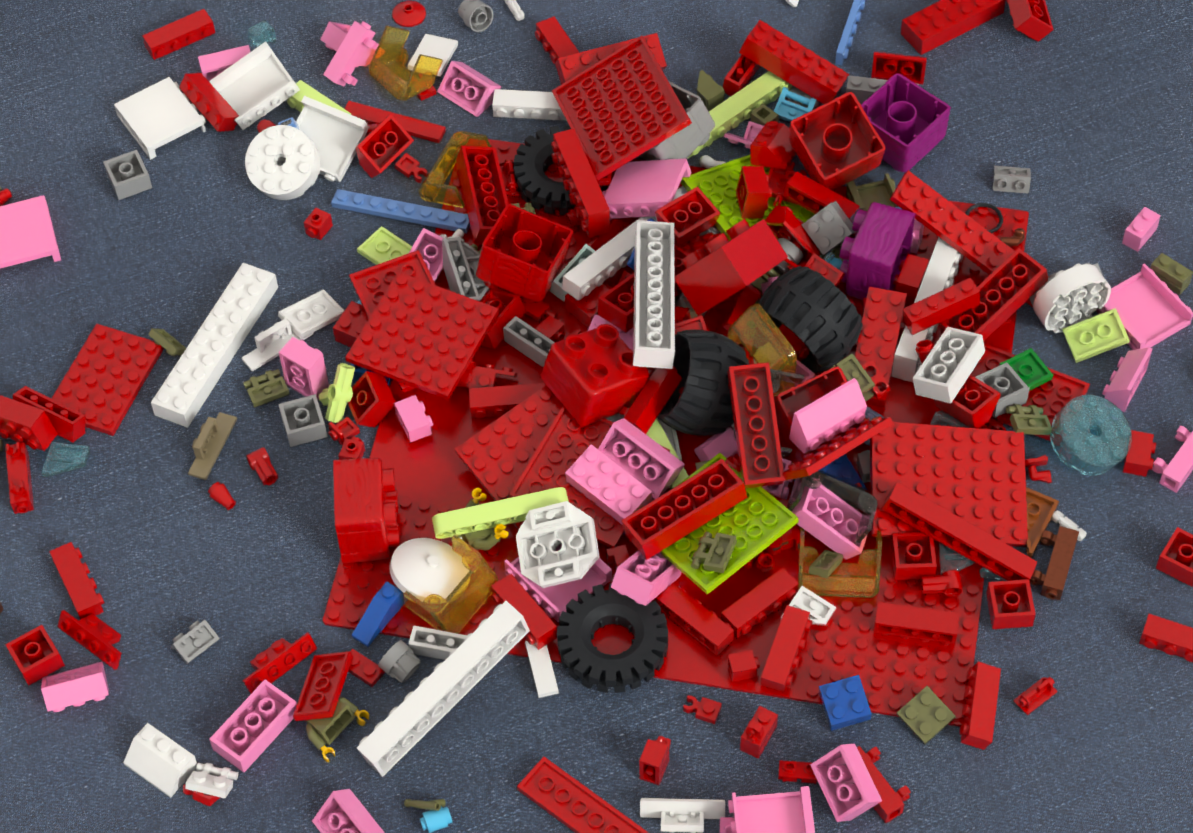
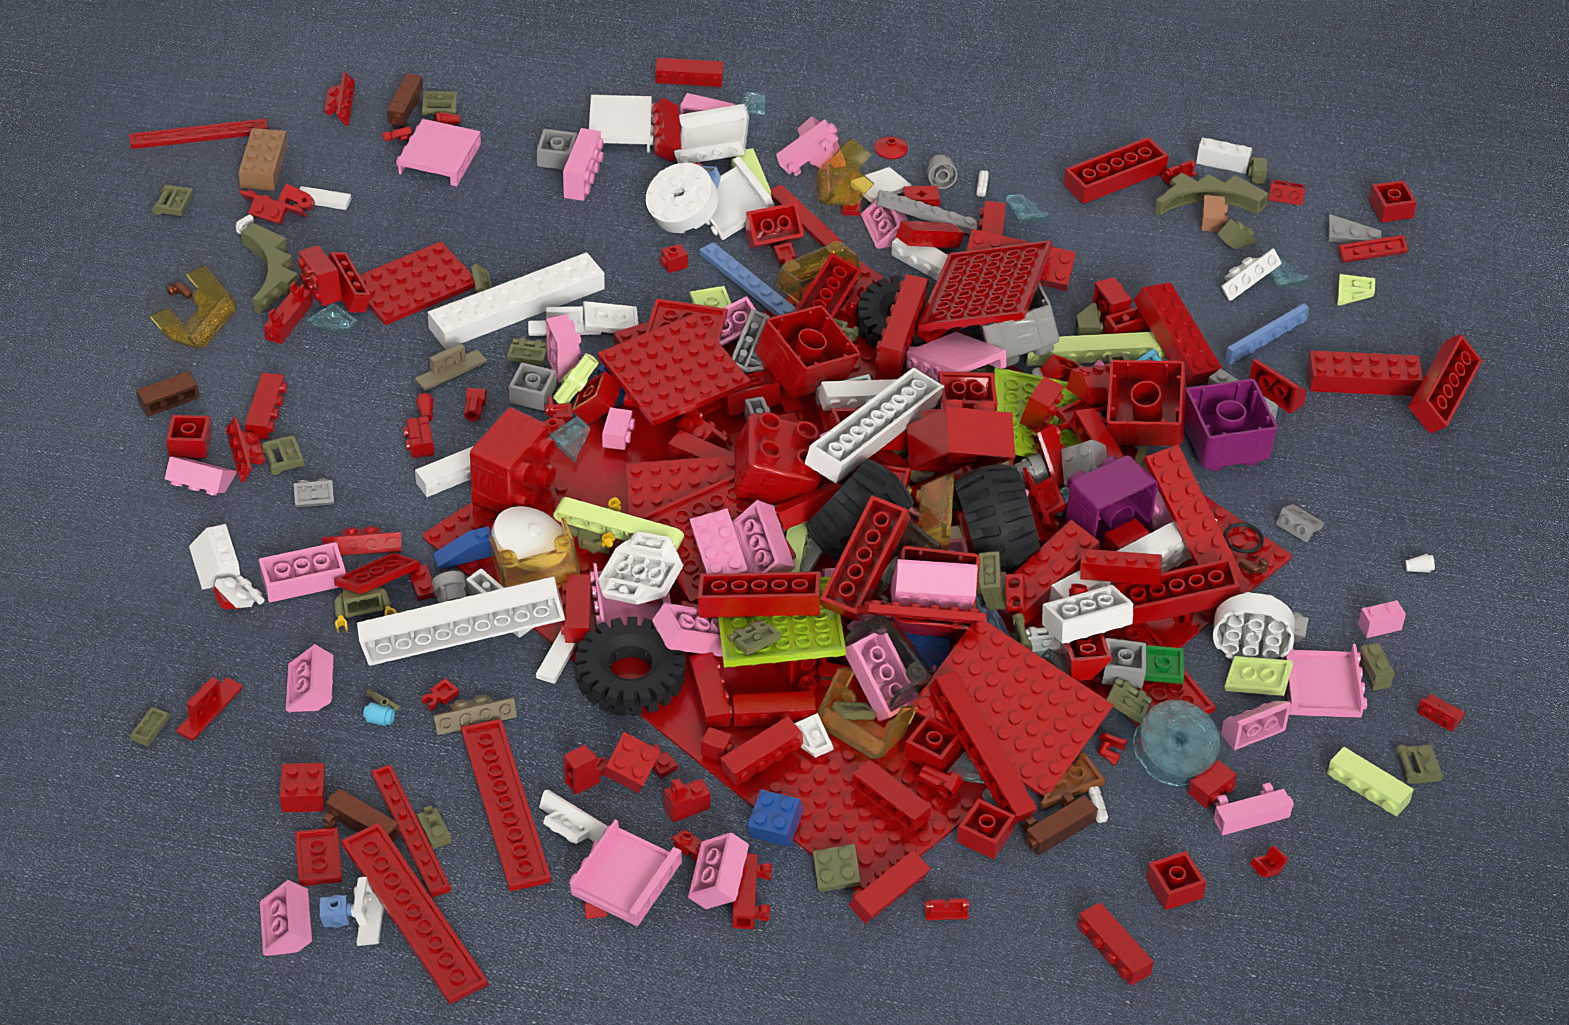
camera: 30 degrees right, 10 degrees down
(135, 613) = (288, 451): none -> olive plate
(165, 177) = (583, 164): none -> bright pink brick
(242, 528) = (419, 436): none -> red brick
(300, 542) = (444, 473): none -> white brick
(378, 446) = (571, 437): none -> clear light blue wing
(471, 763) = (441, 692): none -> red plate
(478, 50) = (925, 194): none -> red brick
(498, 61) = (924, 211): none -> light grey plate
(514, 764) = (472, 712): none -> dark tan bracket
(520, 81) = (930, 234): none -> red brick
(568, 12) = (1025, 209): none -> clear light blue wing
(690, 728) = (631, 762): none -> red brick
(714, 60) = (1110, 297): none -> red brick
(729, 149) = (1058, 368): none -> red brick
(899, 413) = (1020, 632): none -> olive plate
(916, 409) = (1042, 640): none -> white plate
(1128, 162) = (1422, 563): none -> white cone

